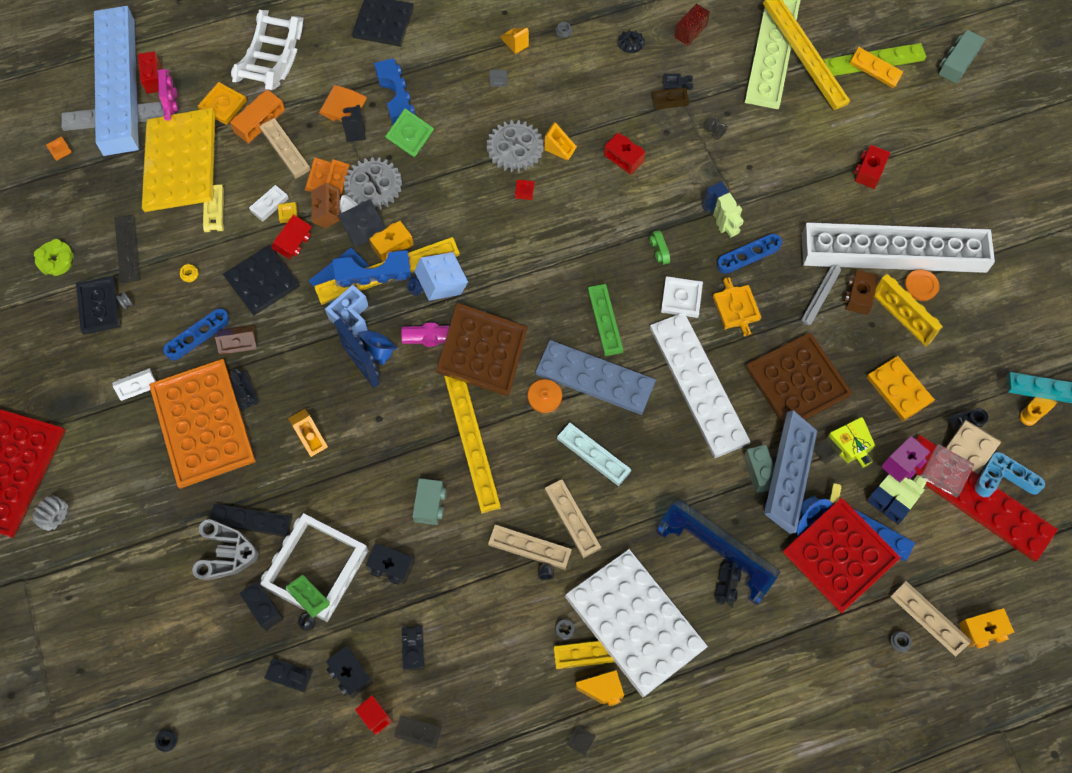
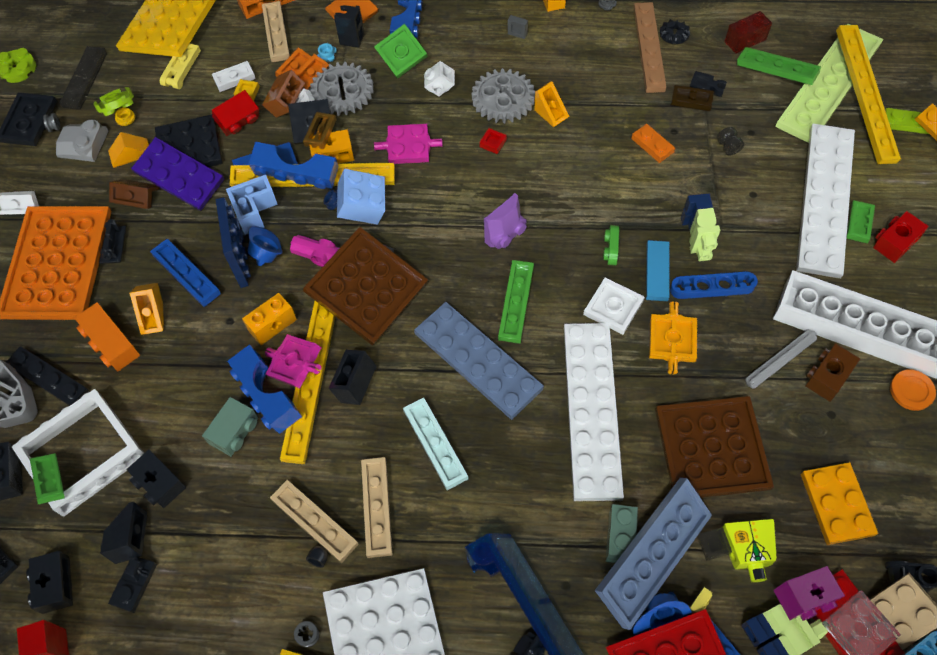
camera: 25 degrees right, 5 degrees down
(160, 308) = (81, 141): none -> light grey slope
(172, 262) = (114, 100): none -> lime plate
(194, 331) = (100, 178): blue beam -> none
(209, 300) = (127, 149): none -> light orange slope
(269, 309) = (177, 173): none -> dark purple plate
(285, 469) = (106, 337): none -> orange brick
(310, 623) = (40, 511): black hinge -> none
(321, 391) = (185, 272): none -> blue plate
(341, 150) = (326, 52): none -> medium azure plate
(379, 241) = (320, 139): none -> pearl gold tile
(390, 615) = (125, 535): none -> black slope
(415, 405) = (269, 319): none -> light orange brick
(454, 215) = (408, 143): none -> dark pink plate
(454, 431) = (293, 361): none -> dark pink plate
(455, 148) = (439, 78): none -> white brick
(461, 473) = (276, 407): none -> blue arch
(507, 426) = (352, 377): none -> black brick
(544, 396) = (413, 360): orange piece -> none
(569, 260) = (504, 223): none -> medium lavender slope
(616, 62) = (649, 47): none -> medium nougat plate
(624, 153) = (616, 137): red brick -> none
(655, 148) = (653, 143): none -> orange plate
(702, 256) = (657, 270): none -> dark azure tile
(728, 48) = (779, 65): none -> bright green plate
(807, 154) = (826, 201): none -> white plate
(838, 163) = (860, 221): none -> bright green plate
(907, 310) = (882, 412): yellow plate -> none

